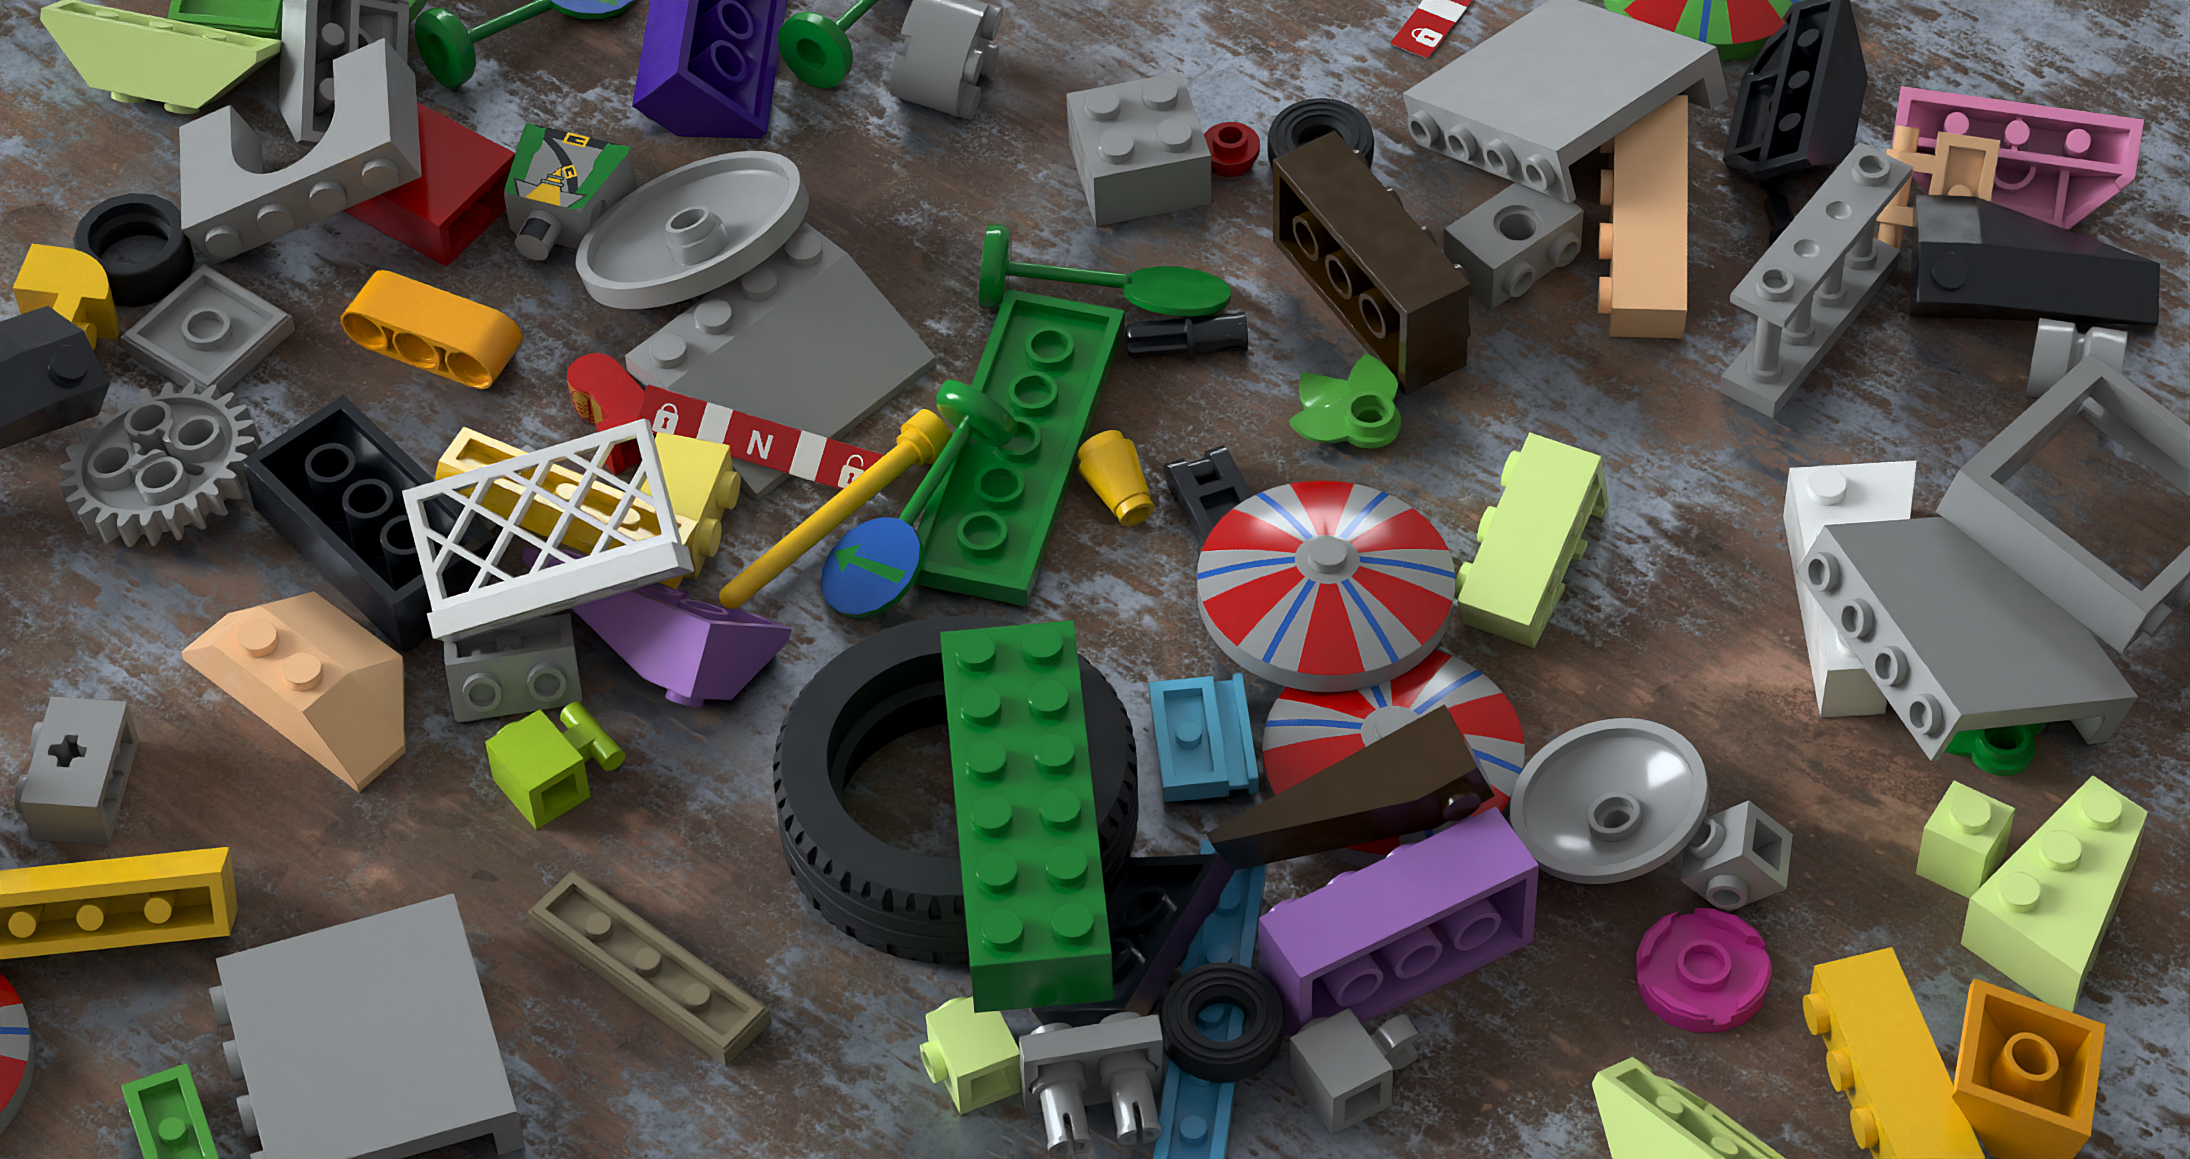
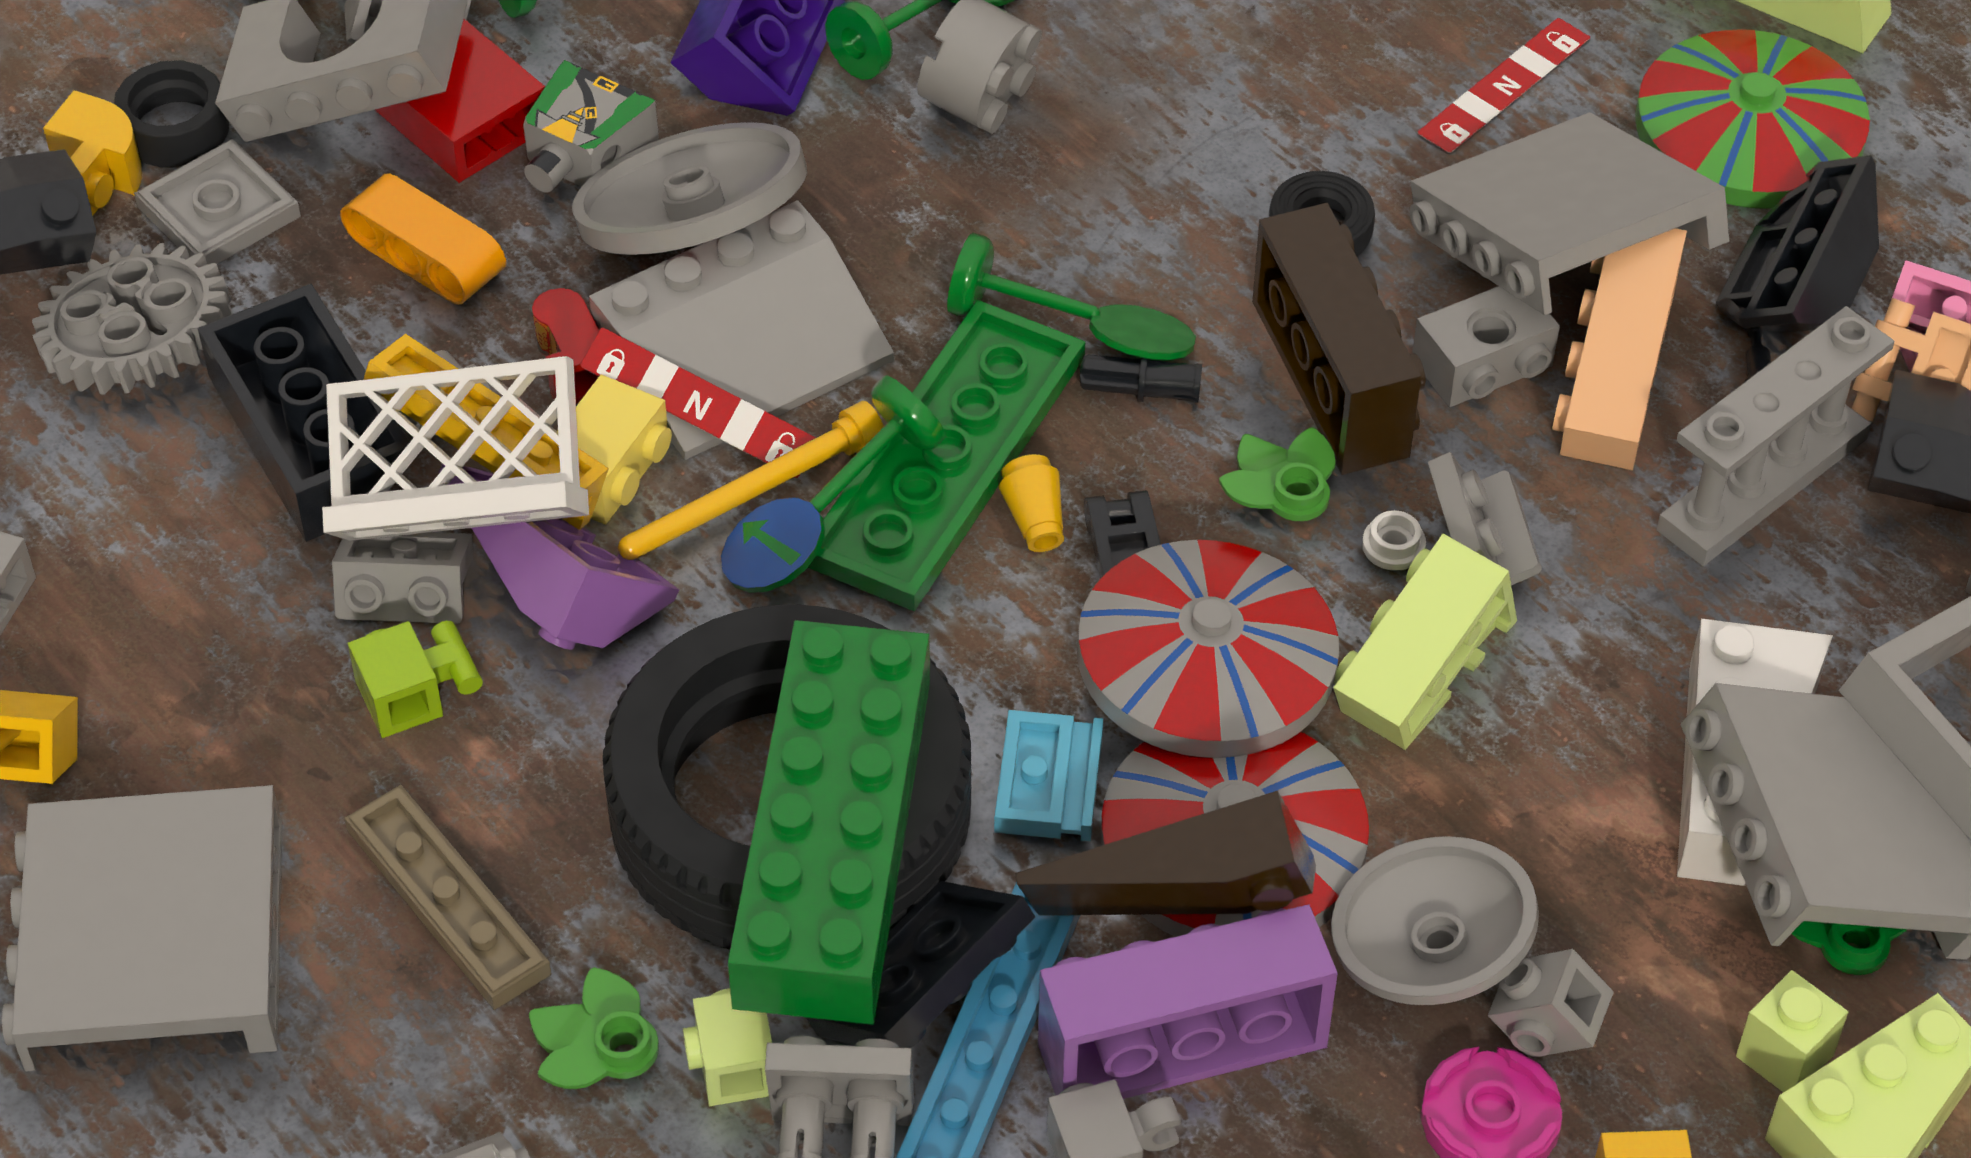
camera: 10 degrees right, 0 degrees up
(313, 681) = (212, 553): light nougat wedge -> none
(825, 1071) = (585, 1034): none -> bright green plate
(1139, 149) = (1142, 189): light grey brick -> none
(1222, 984) = (981, 1107): black tyre -> none
(1232, 148) = (1233, 205): red plate -> none
(1474, 449) = (1391, 529): none -> white plate
(1558, 407) = (1486, 516): none -> light grey bracket

